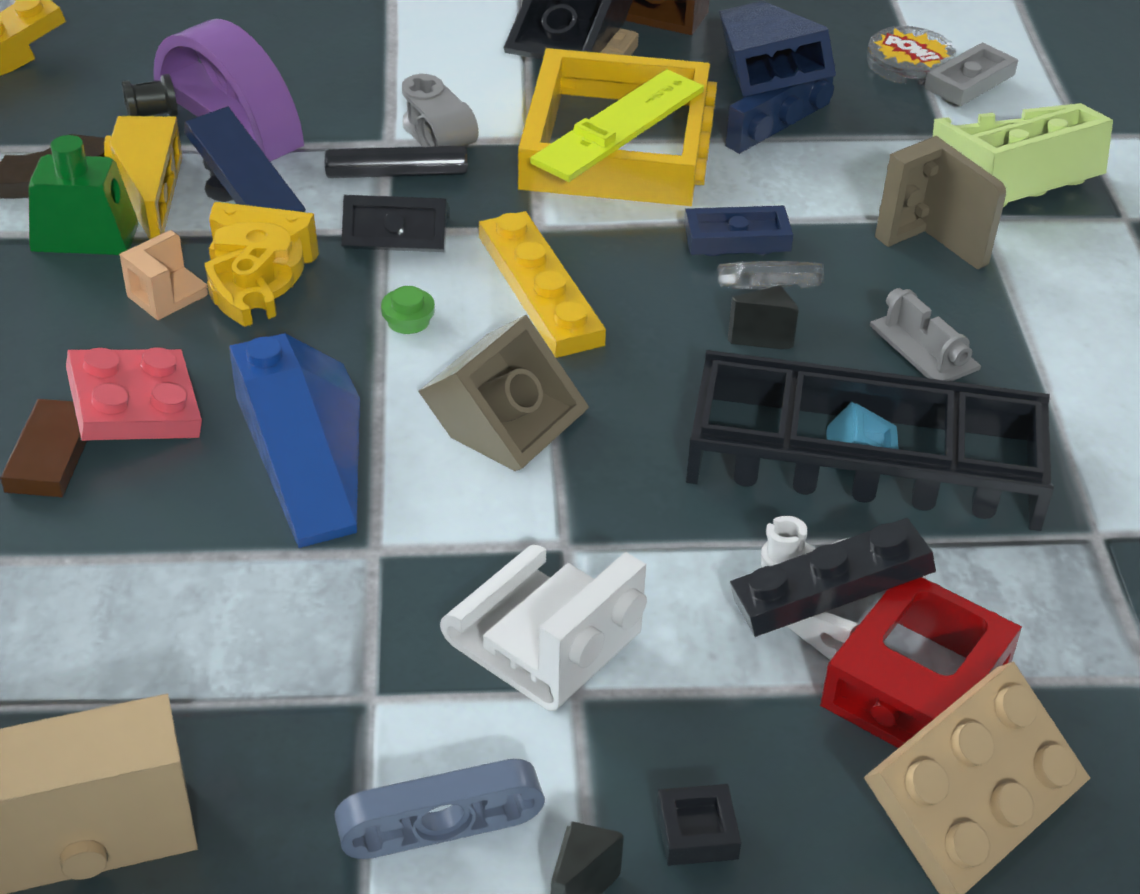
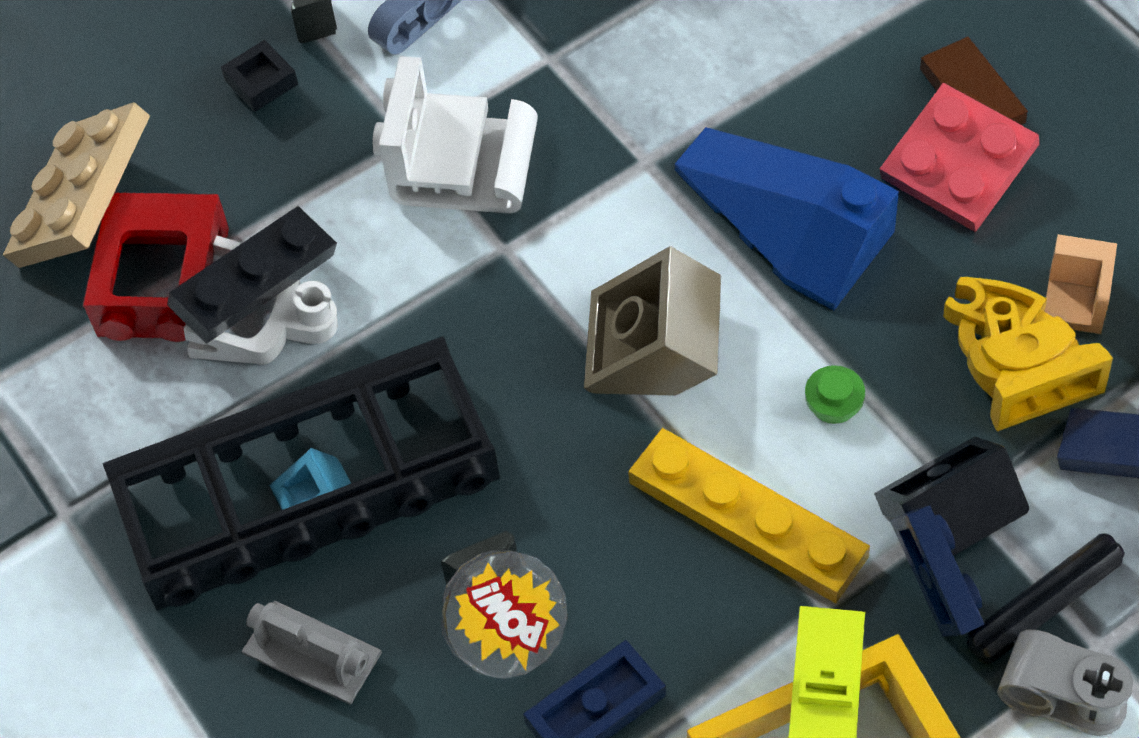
camera: 155 degrees right, 15 degrees up
(457, 168) = (928, 549): none -> dark blue plate

